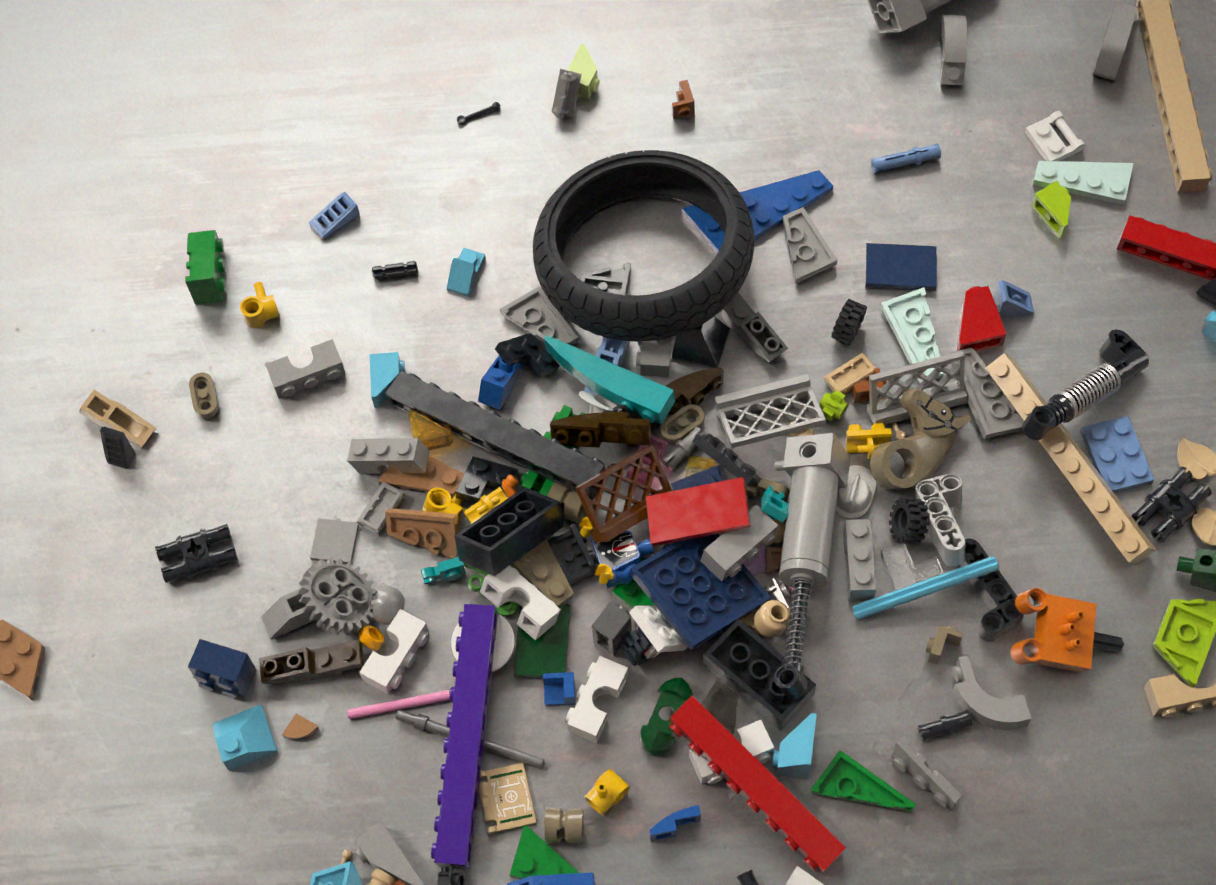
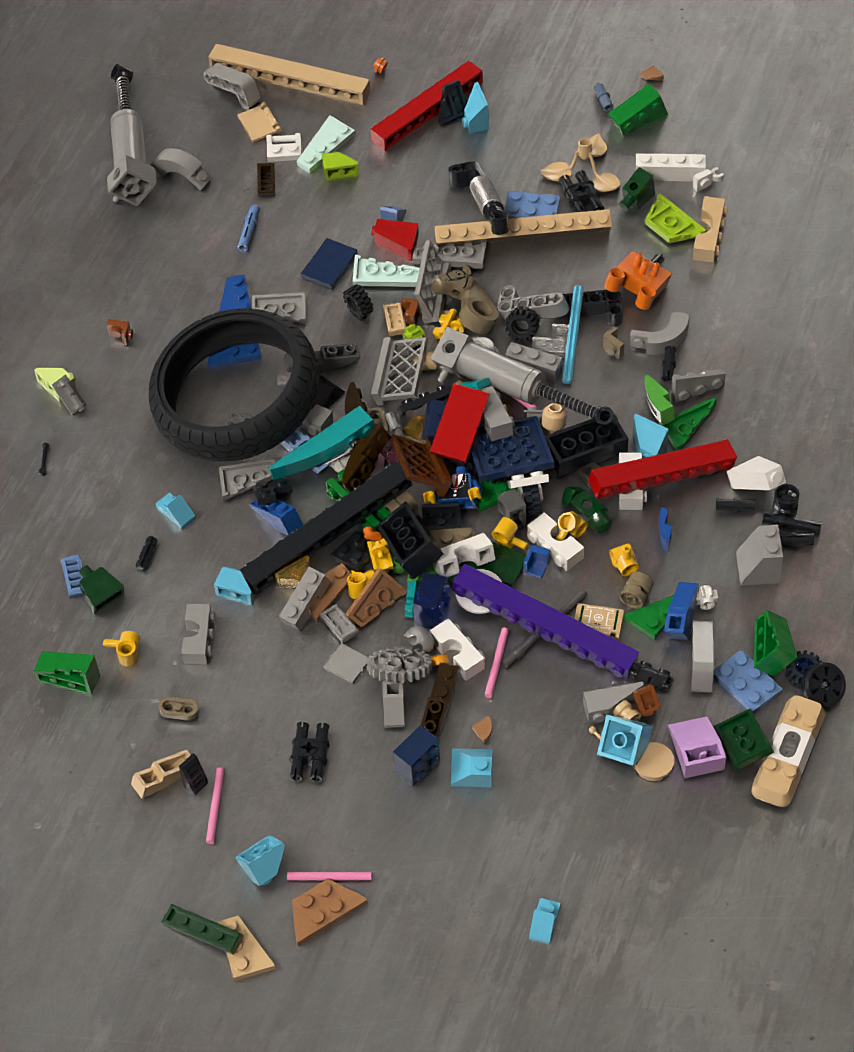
camera: 65 degrees left, 10 degrees down
(38, 563) = (262, 860): none -> medium azure slope
(49, 645) = (299, 876): none -> bright pink bar
(98, 488) = (215, 806): none -> bright pink bar
(323, 244) = (99, 587): none -> dark green torso
(441, 592) = (431, 600): none -> clear blue brick
(579, 639) = (505, 534): none -> yellow piece
(629, 707) = (571, 524): none -> yellow piece
(868, 734) = (659, 401): none -> bright green slope
(1009, 142) = (266, 168): none -> dark brown slope
(1079, 95) = (259, 122): none -> tan piece

